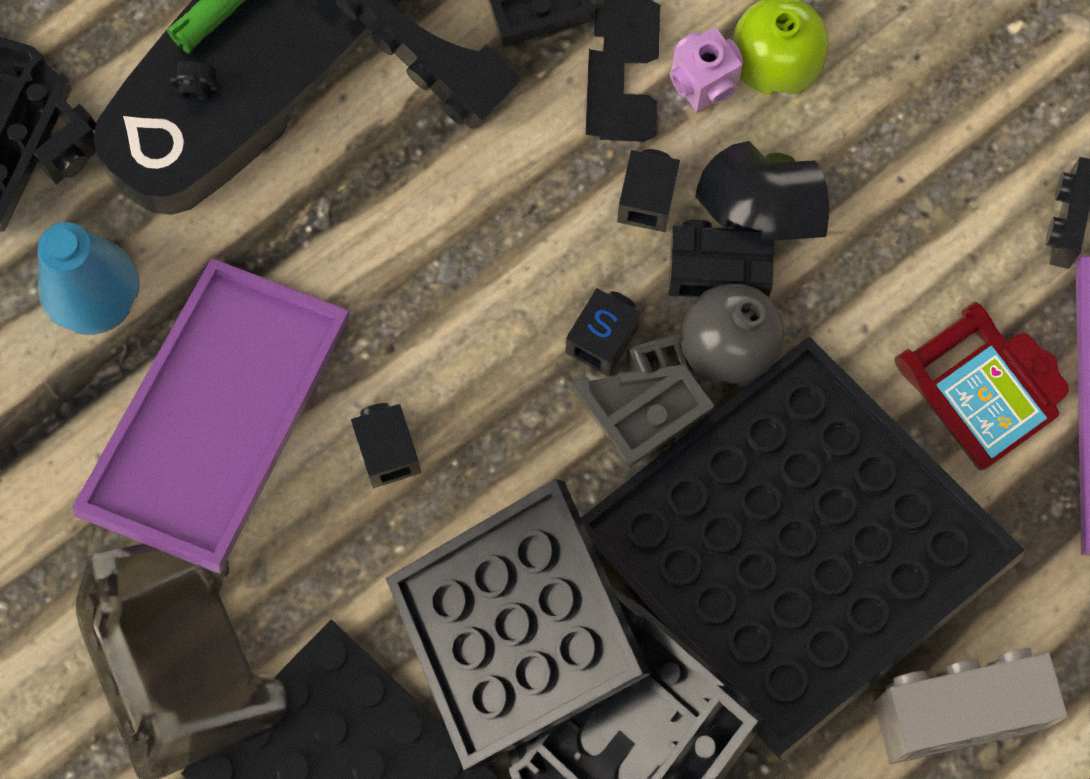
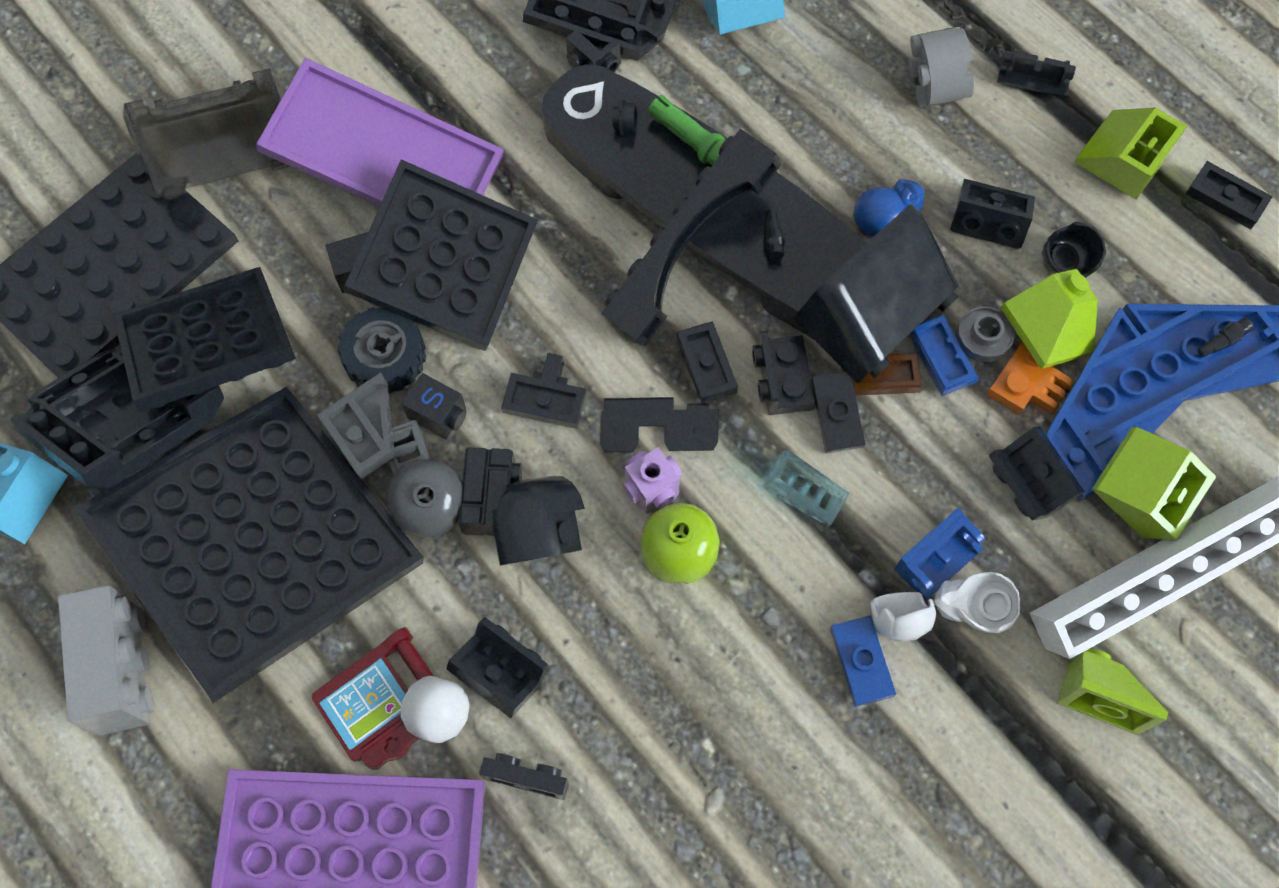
camera: 90 degrees right, 5 degrees down
(84, 279) = (487, 67): dark azure cone -> none
(387, 323) = (441, 255): none -> black plate
(504, 429) = (376, 329): none -> black wheel
(585, 198) = (545, 395): none -> black hinge
(648, 189) = (550, 438): black brick -> none
(945, 244) = (498, 667): none -> black bracket
(1002, 310) = (435, 709): none -> white hair

